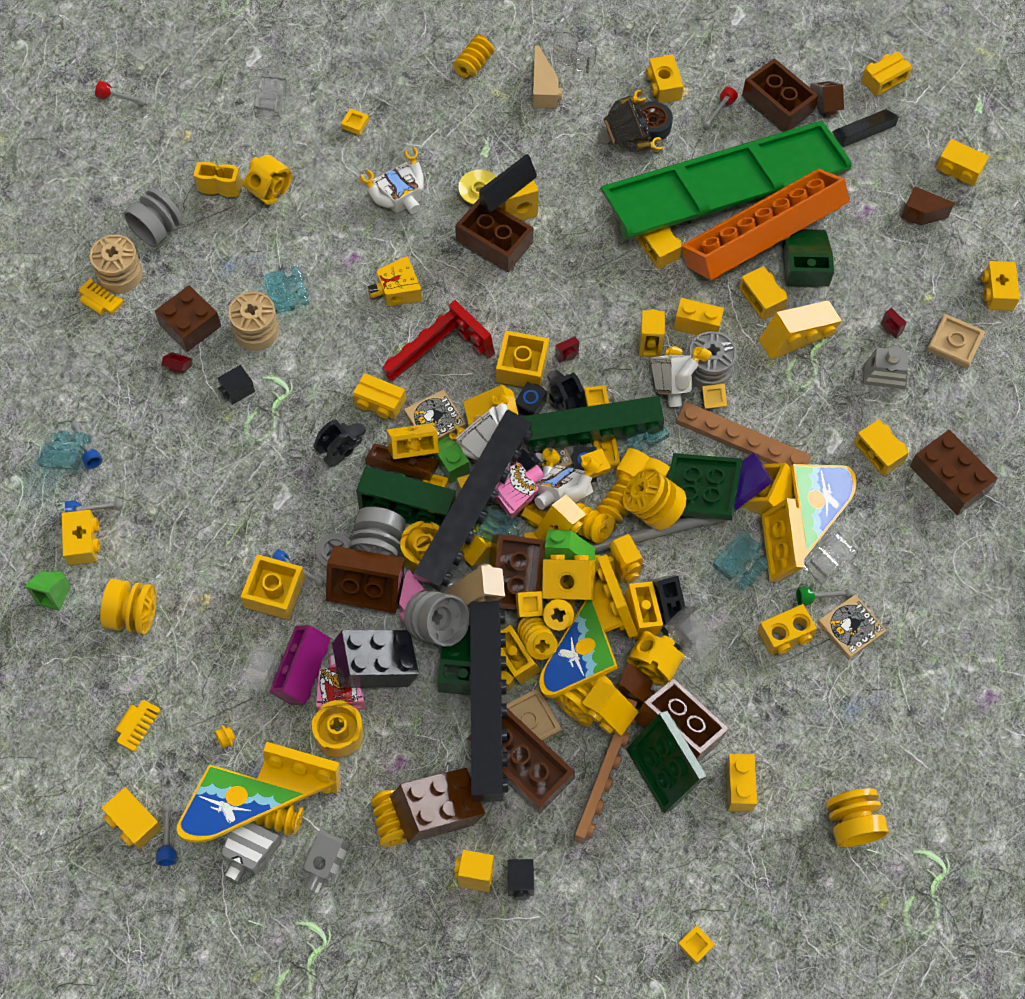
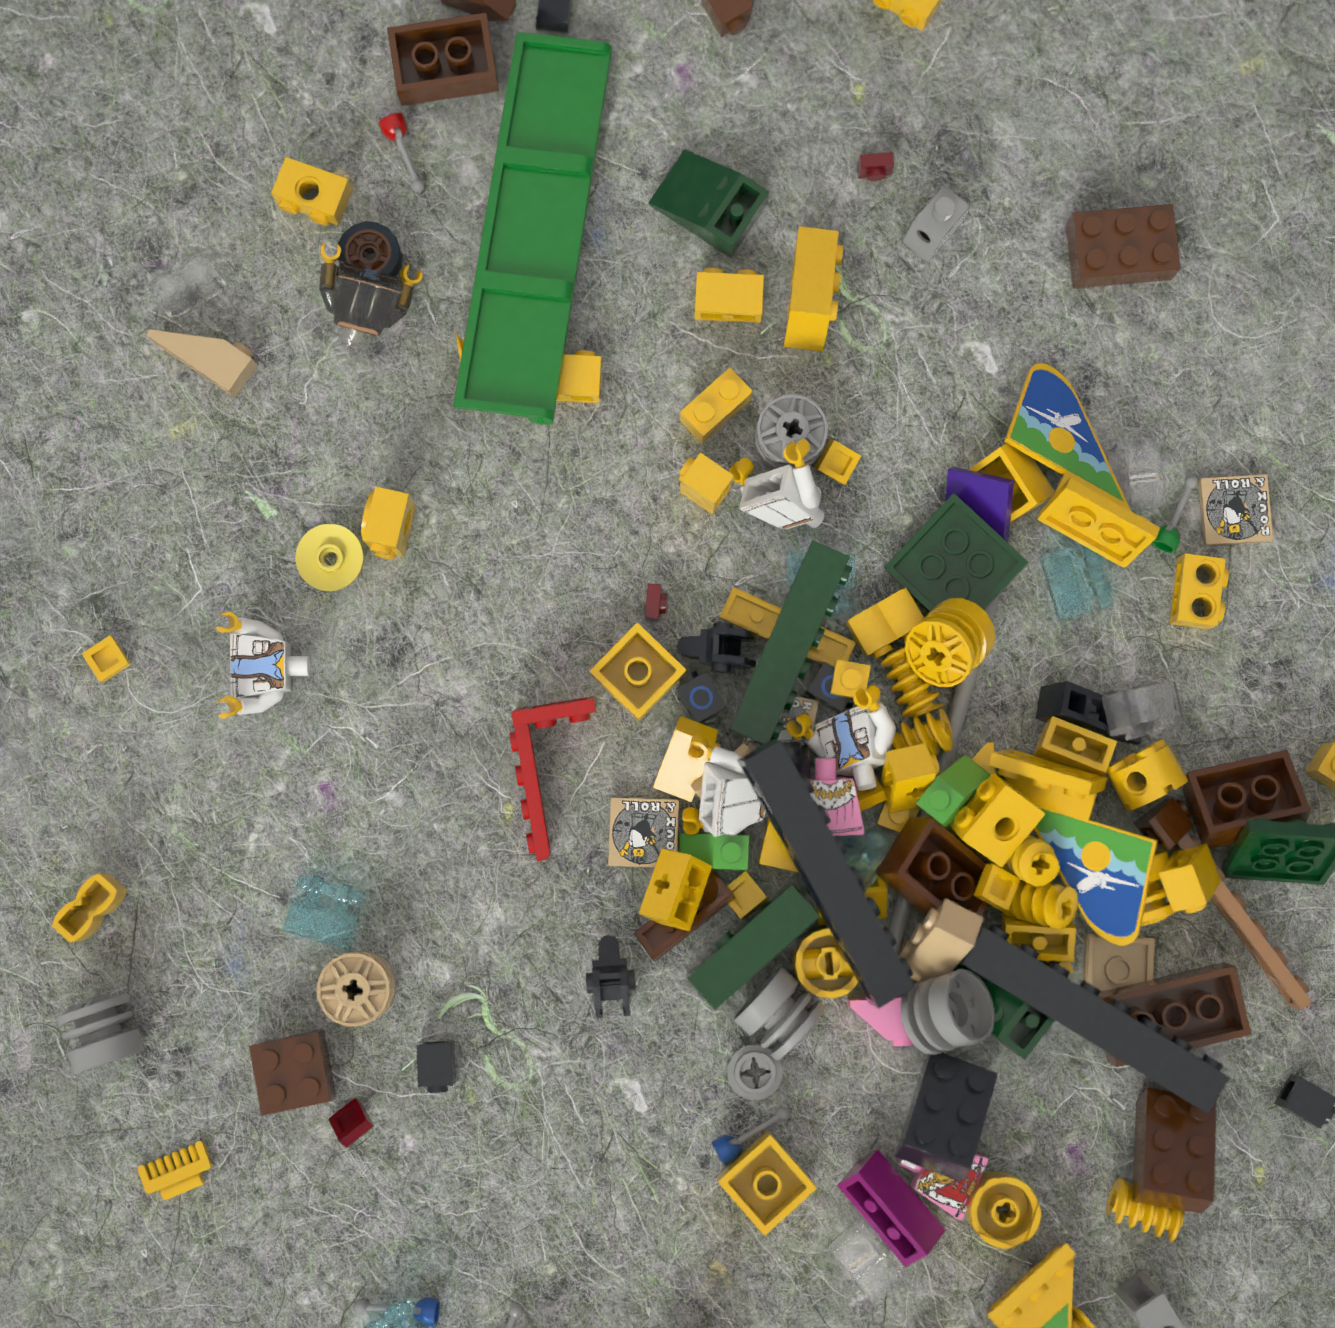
camera: 60 degrees left, 20 degrees up
(116, 263) = (164, 1127): tan wheel -> none
(267, 178) = (135, 840): yellow brick -> none
(364, 579) = (830, 1064): reddish brown brick -> none
(379, 397) = (571, 887): yellow brick -> none
(396, 283) = (412, 762): yellow torso -> none
(473, 57) = (102, 428): yellow piece -> none
(474, 870) = (1276, 1153): yellow brick -> none
(494, 235) = (420, 586): reddish brown brick -> none
(507, 183) = (379, 531): black slope -> none
(626, 559) = (999, 725): yellow brick -> none
(739, 437) = (913, 466): medium nougat plate -> none
(765, 224) = (636, 224): orange brick -> none
(881, 447) = (1035, 306): yellow brick -> none
(956, 341) = (943, 104): tan tile -> none

